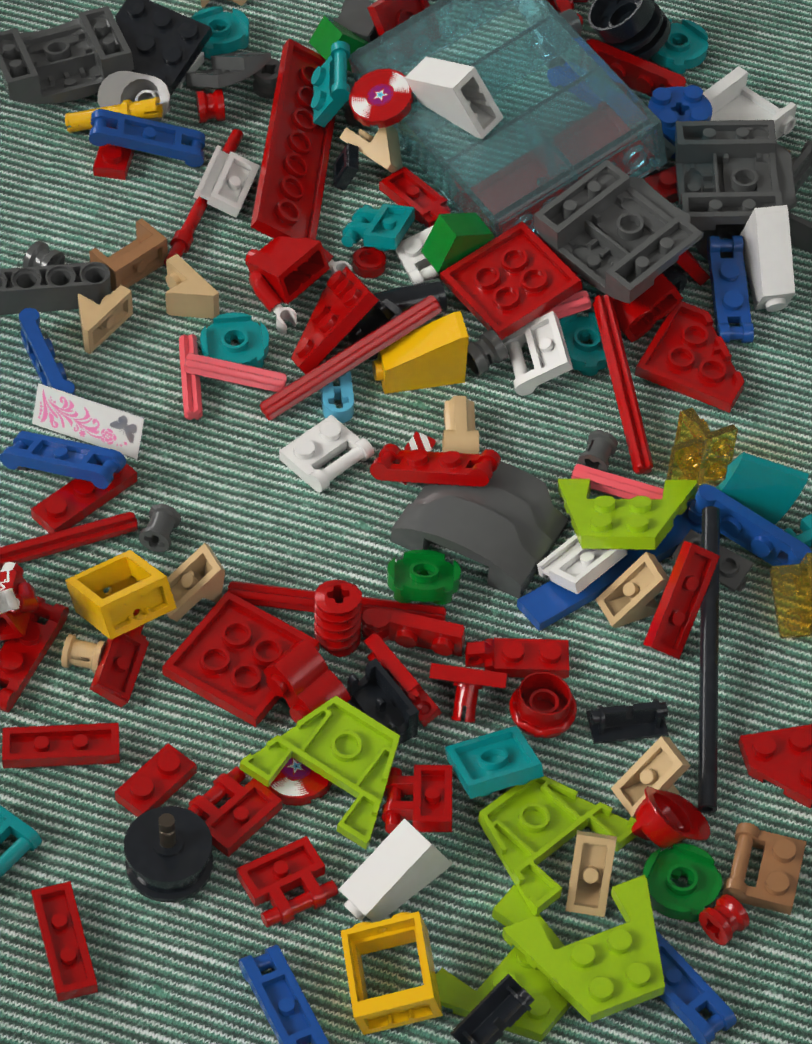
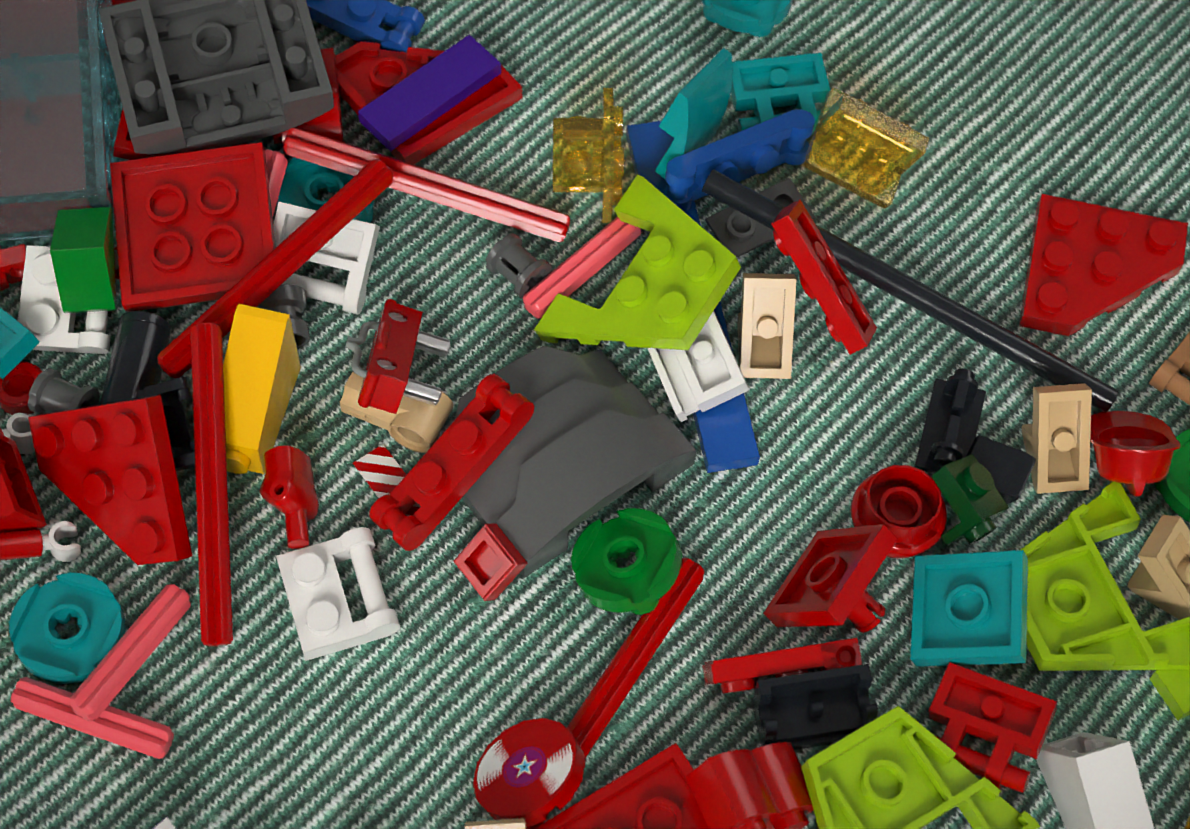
camera: 65 degrees left, 10 degrees up
(261, 576) = (529, 771): none -> red tile
(338, 617) = (660, 697): red piece -> none
(344, 393) = (249, 523): medium azure beam -> none
(371, 273) = (54, 394): none -> dark grey bush
(374, 403) = (291, 490): none -> red piece
(385, 513) = (490, 562): none -> red tile
(414, 630) = (707, 617): red hinge -> none
(485, 406) = (391, 358): none -> red piece
(519, 656) = (797, 502): red hinge -> none
(521, 328) = (283, 260): none -> red axle
(569, 735) = (972, 497): none -> dark green bracket
(607, 752) = (1006, 465): none -> black slope
(690, 356) = (429, 92): none -> dark purple tile

